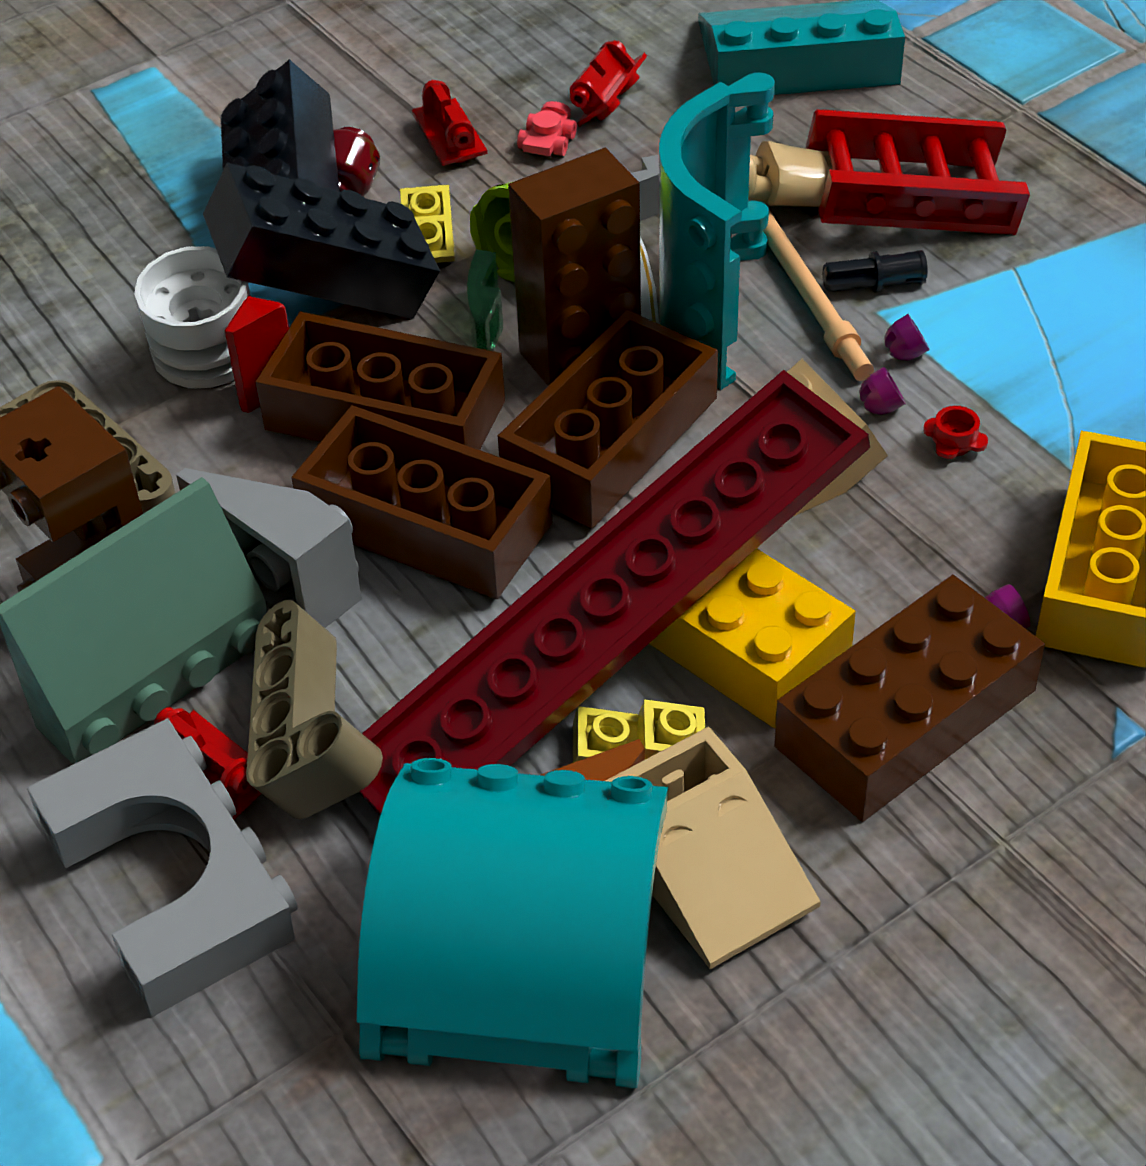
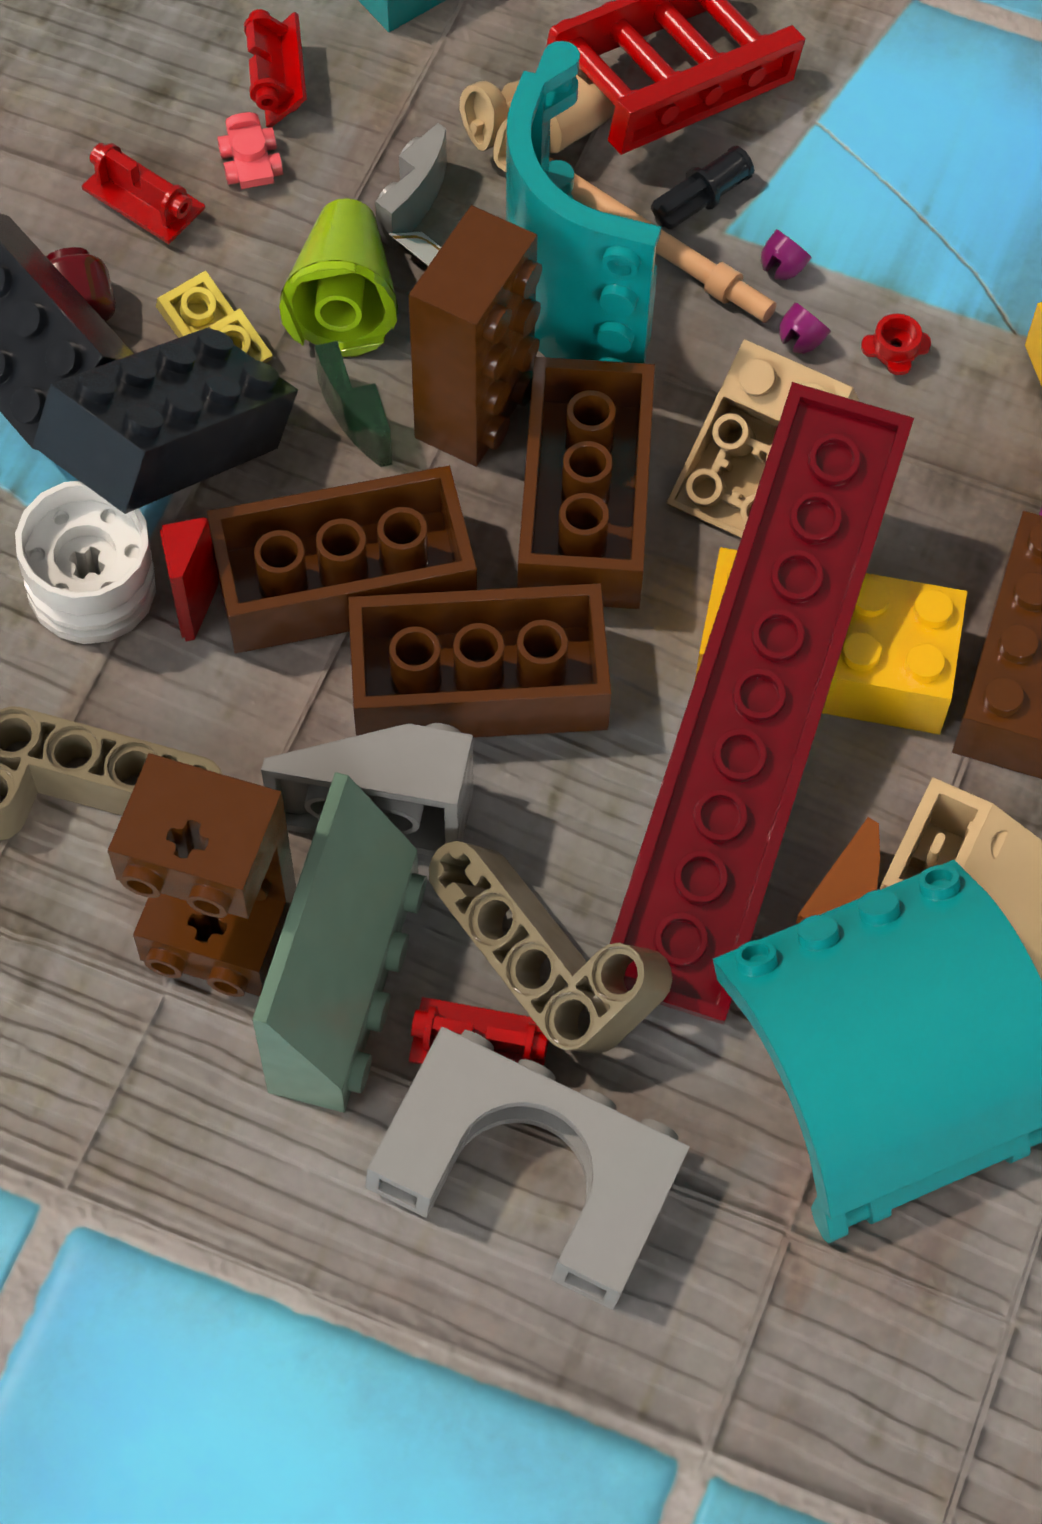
camera: 35 degrees left, 15 degrees up
(656, 726) = (834, 812): light yellow slope -> none

